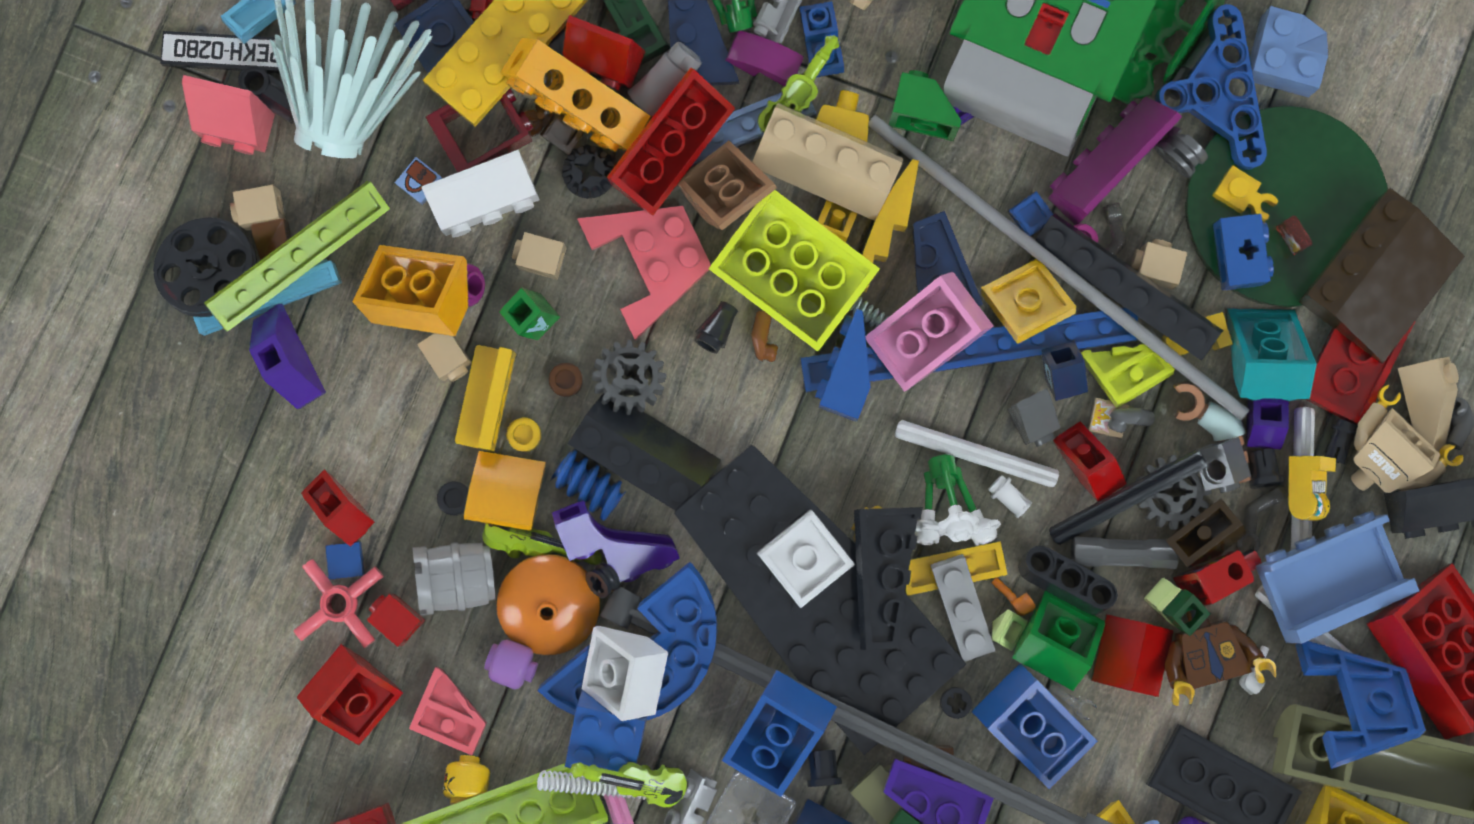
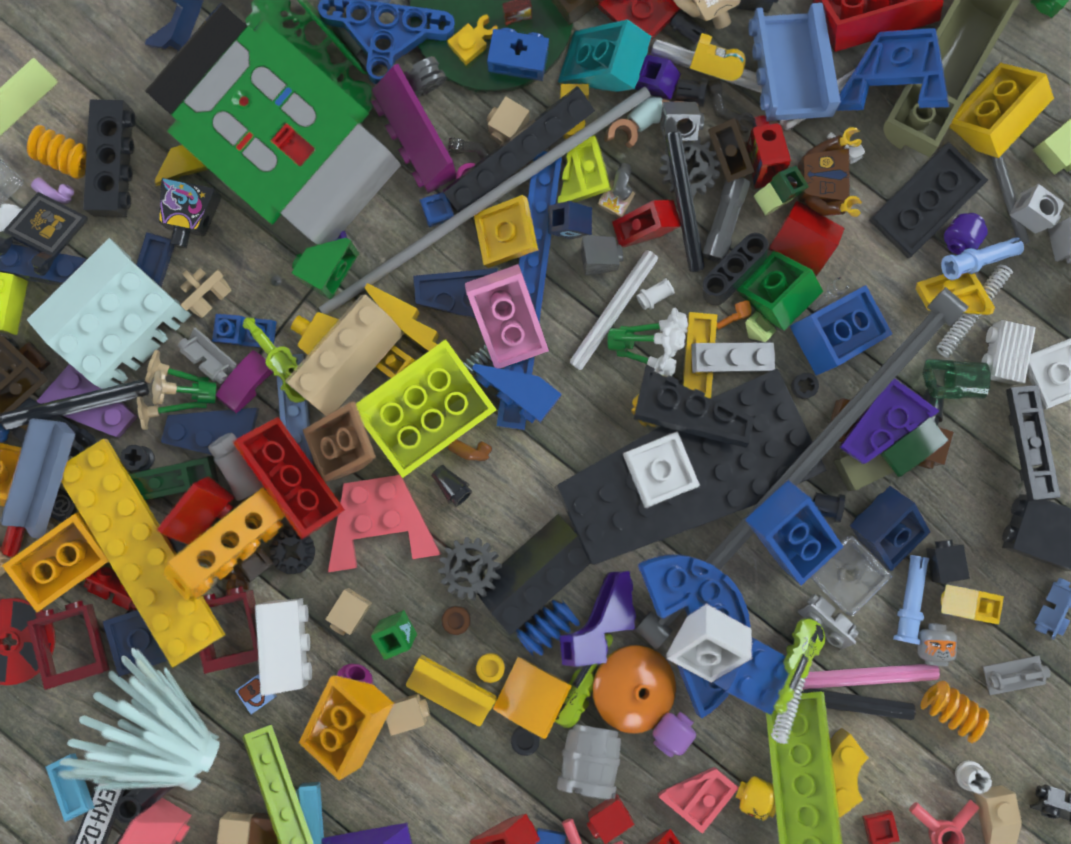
camera: 75 degrees left, 0 degrees up
(602, 580) = (629, 639): black bush -> none

